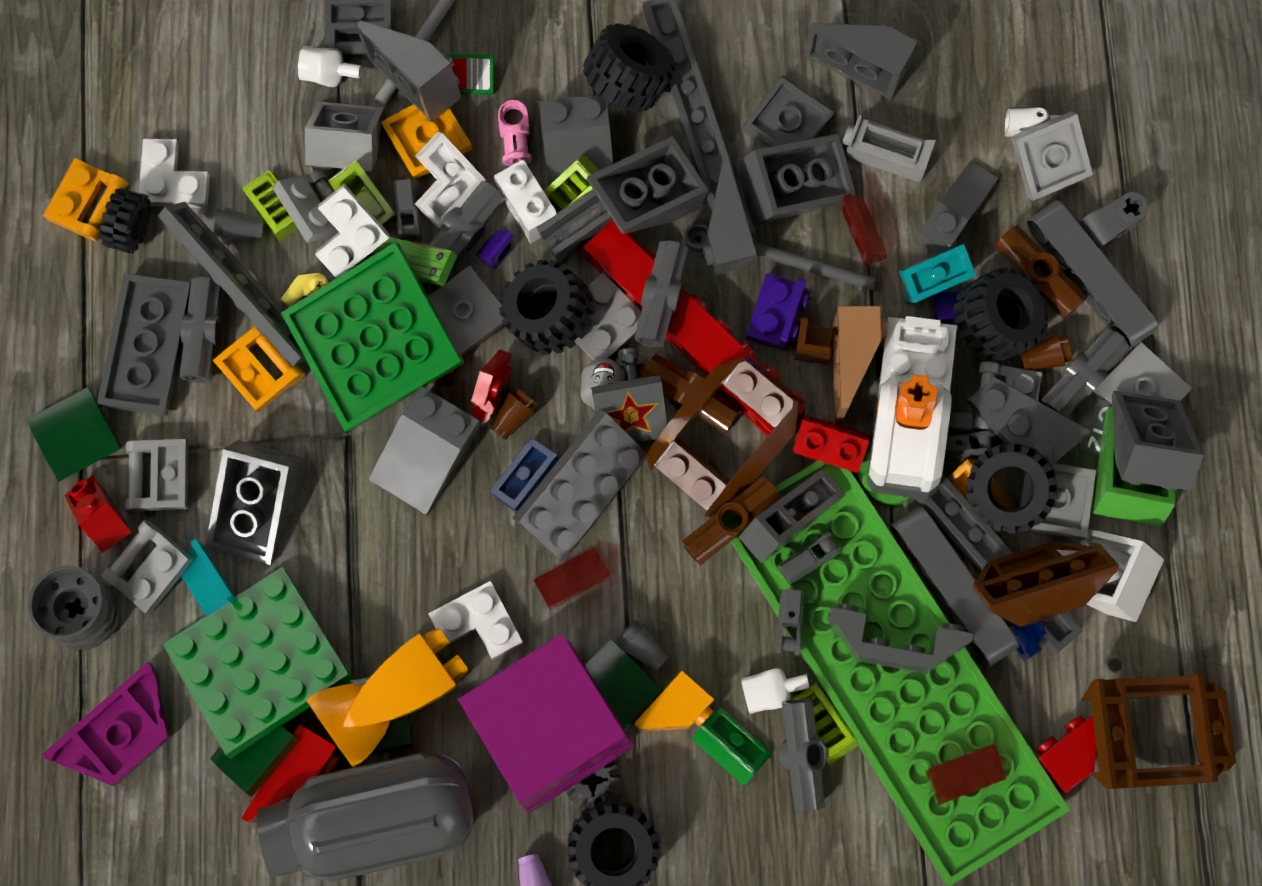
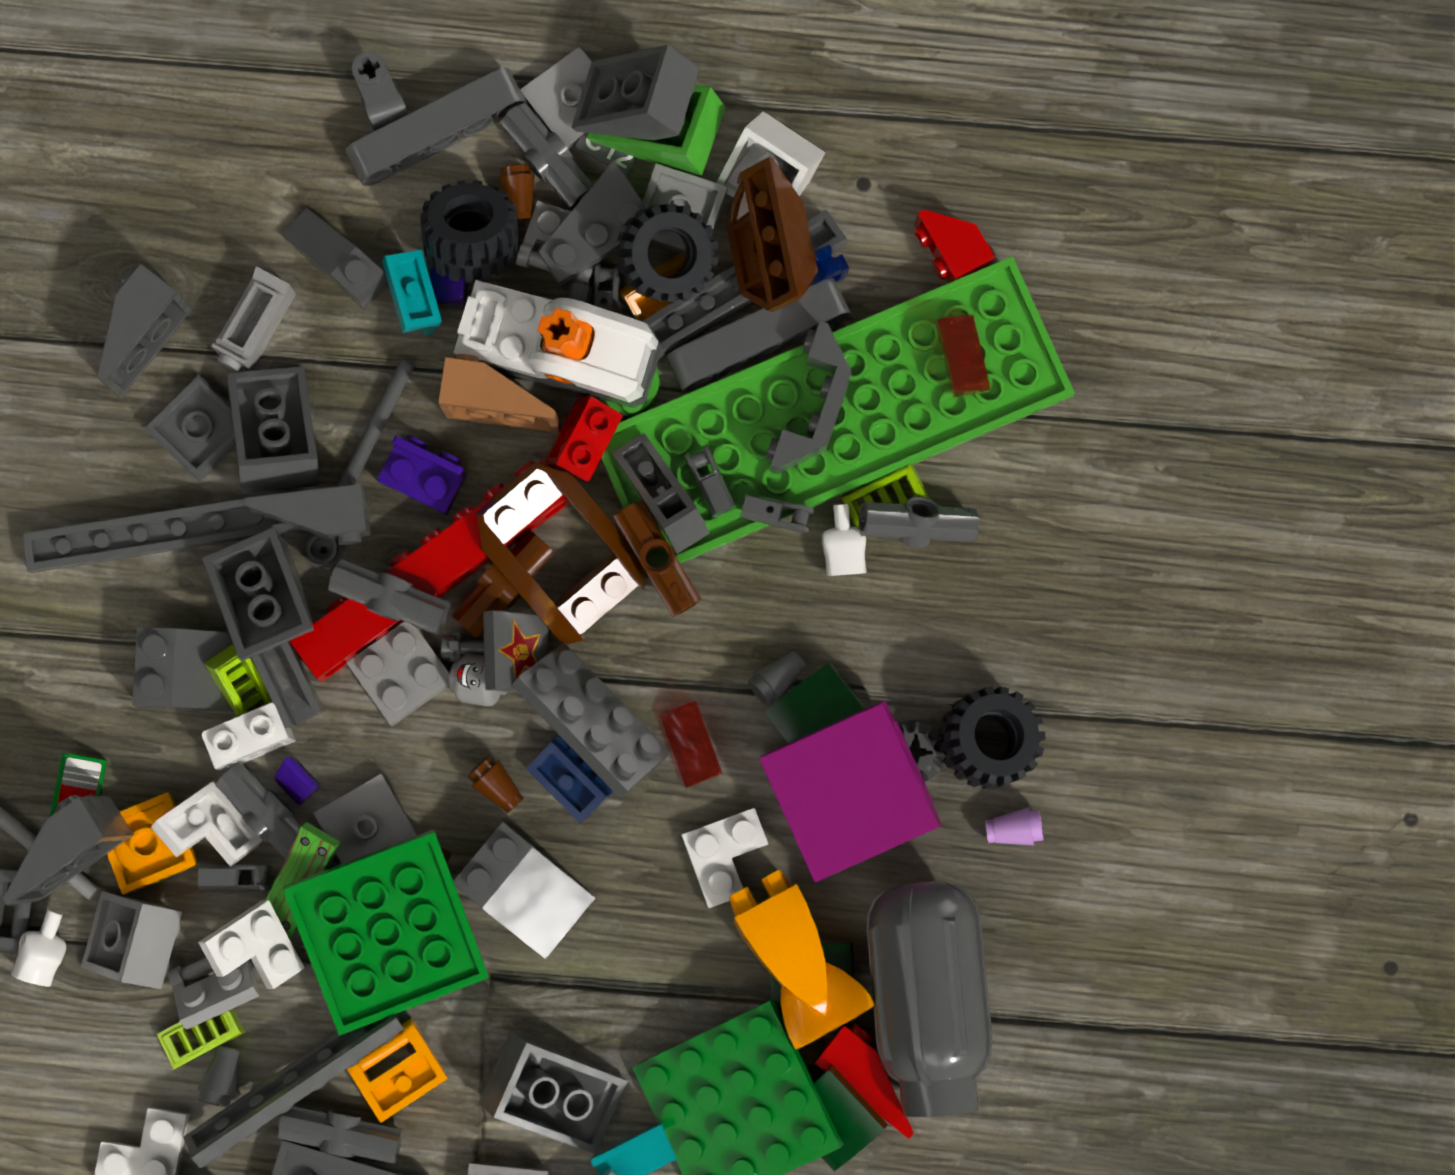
camera: 85 degrees left, 5 degrees up
(303, 286) = (306, 1007): light yellow arm -> none
(364, 190) = (205, 922): lime slope -> none
(489, 384) = (463, 803): red hinge -> none
(514, 133) = (160, 740): bright pink connector -> none
(528, 294) = (364, 752): black tyre -> none
(629, 67) = (109, 595): black tyre -> none
(677, 707) = (849, 648): light orange slope -> none
(731, 745) = (896, 597): green slope -> none
(813, 343) = (466, 440): reddish brown panel -> none
(862, 229) = (342, 365): clear red slope -> none
(1022, 119) = (249, 159): white piece -> none
(1024, 255) = (444, 166): reddish brown piece -> none
(1052, 155) = (293, 143): light grey plate -> none
(1115, 737) = (944, 195): reddish brown wedge -> none

